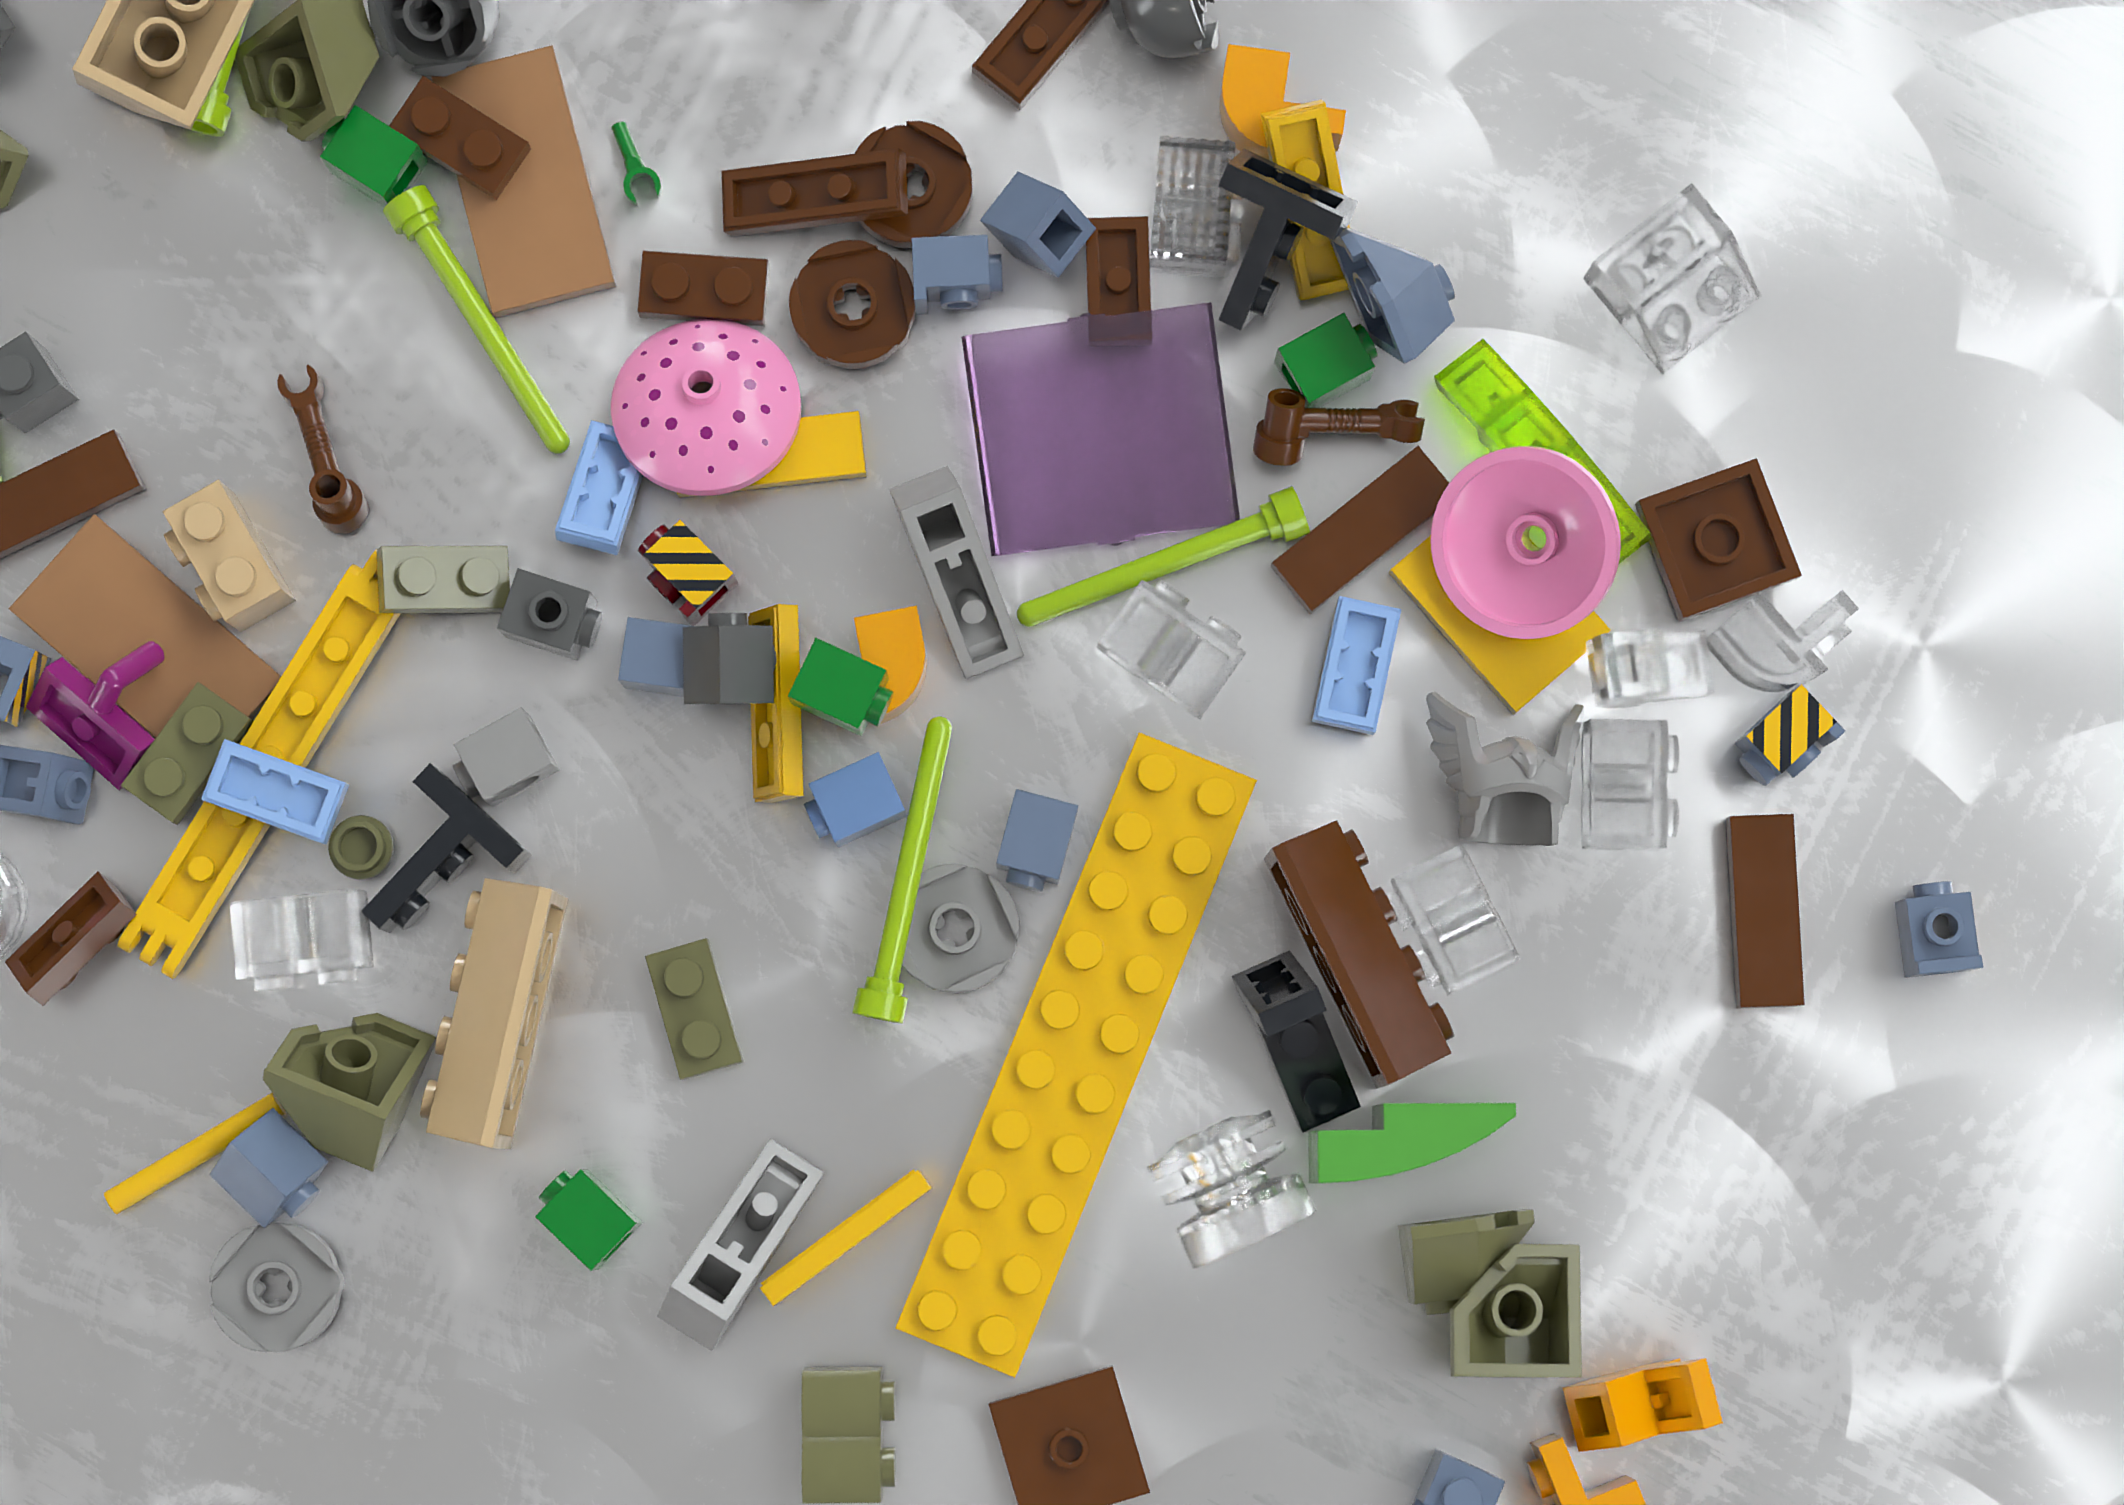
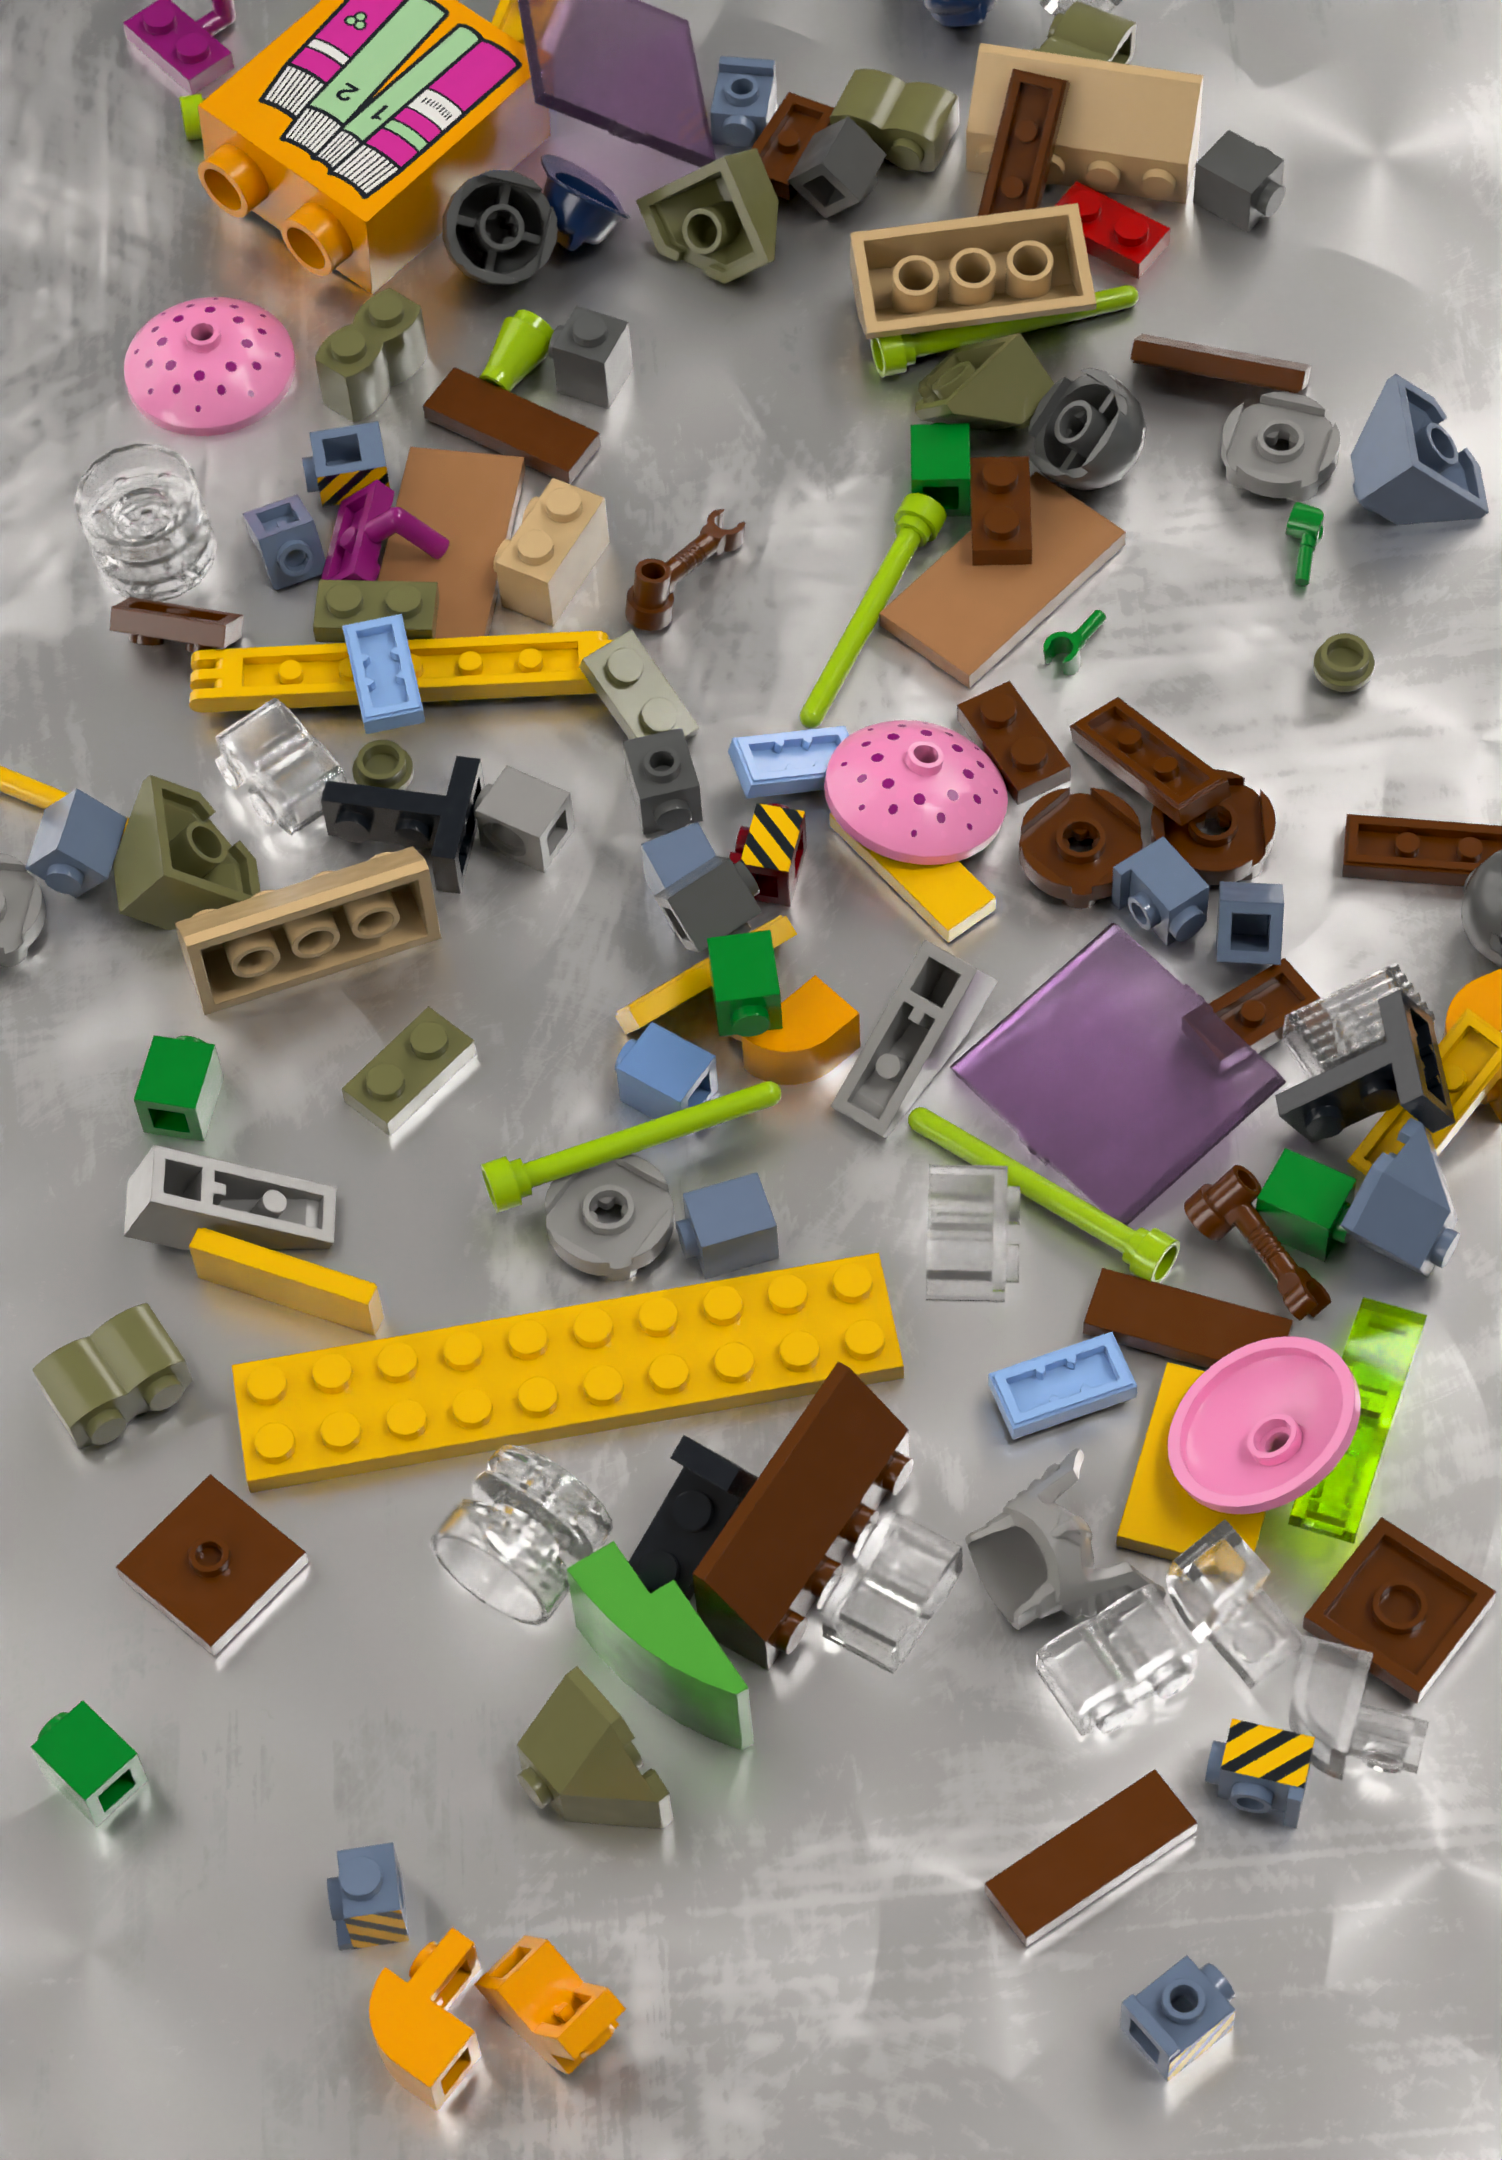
camera: 65 degrees right, 25 degrees down
(1521, 1316) = (559, 1836): olive slope -> none

